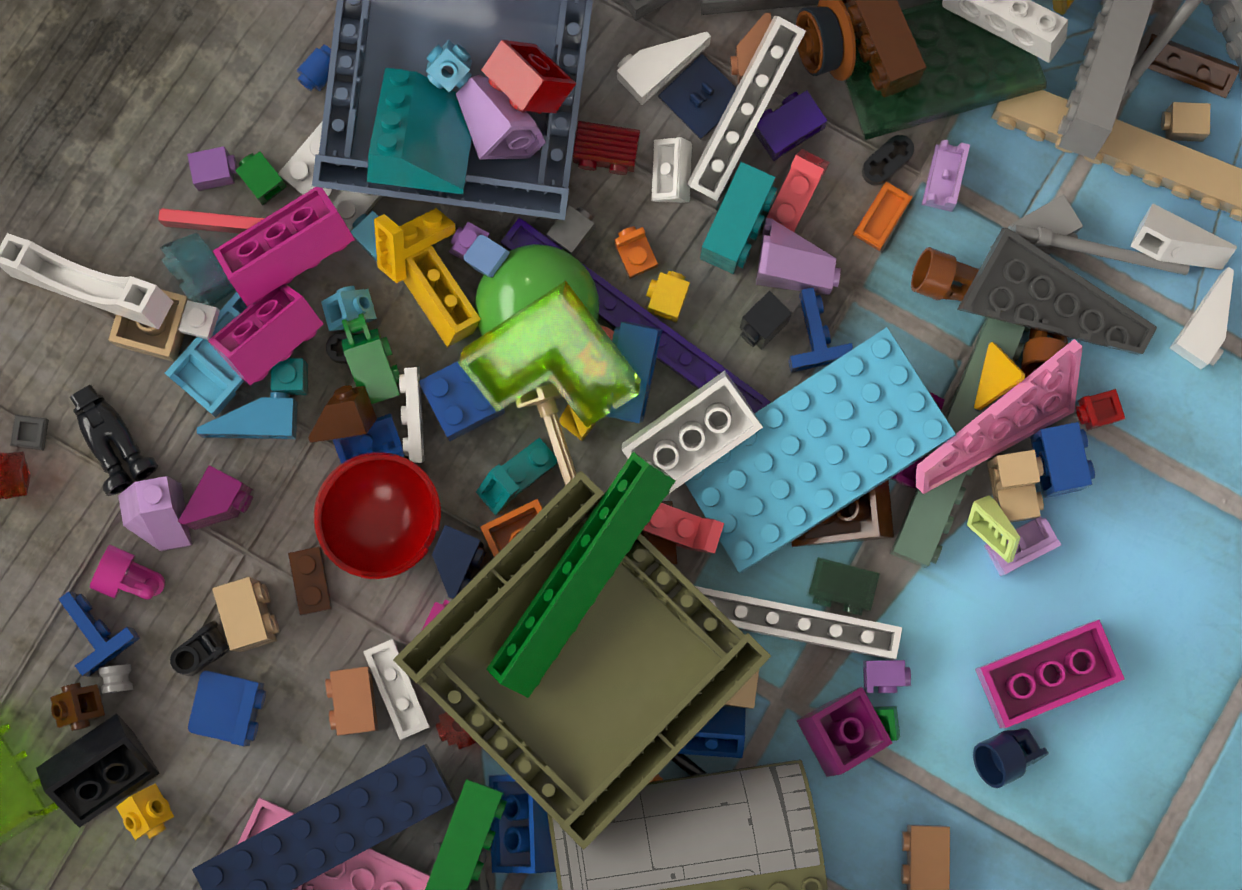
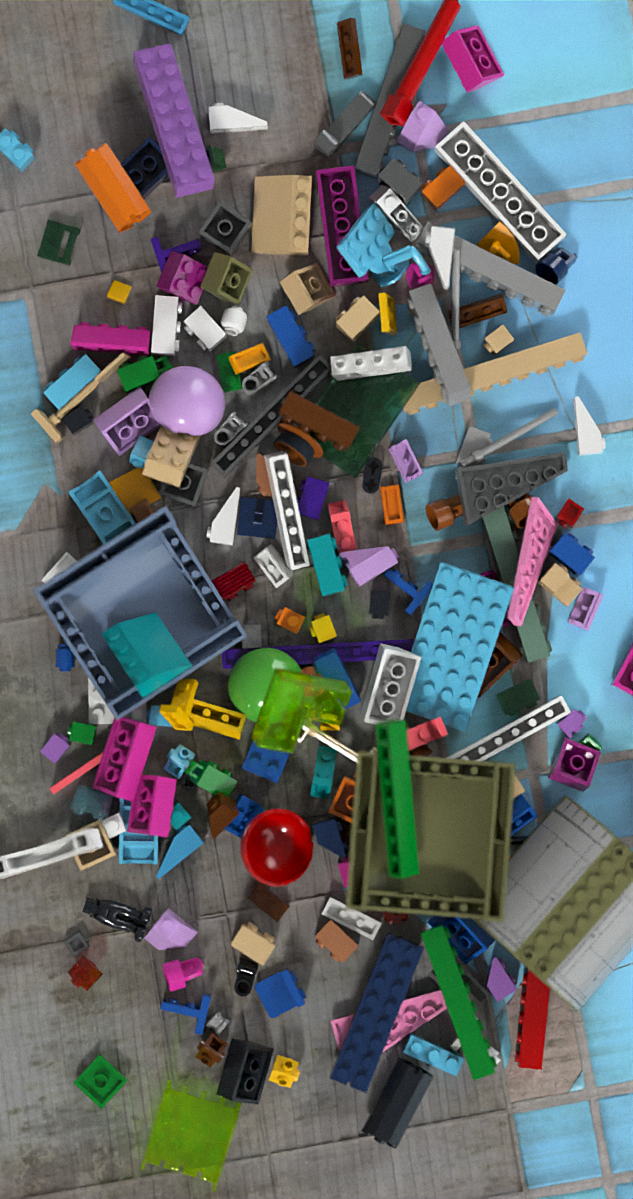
camera: 45 degrees left, 5 degrees up
(216, 500) = (194, 901): magenta slope -> none
(412, 414) = (250, 785): white plate -> none
(452, 56) = (131, 608): medium azure brick -> none
(464, 239) = (208, 681): medium lavender brick -> none
(485, 255) = (224, 683): medium blue slope -> none
(495, 125) = (174, 614): lavender slope -> none
(527, 77) = (174, 584): red brick -> none
(989, 523) = (565, 612): yellowish green slope -> none
(997, 376) = (510, 541): yellow piece -> none
(1180, 241) = (537, 404): white slope -> none

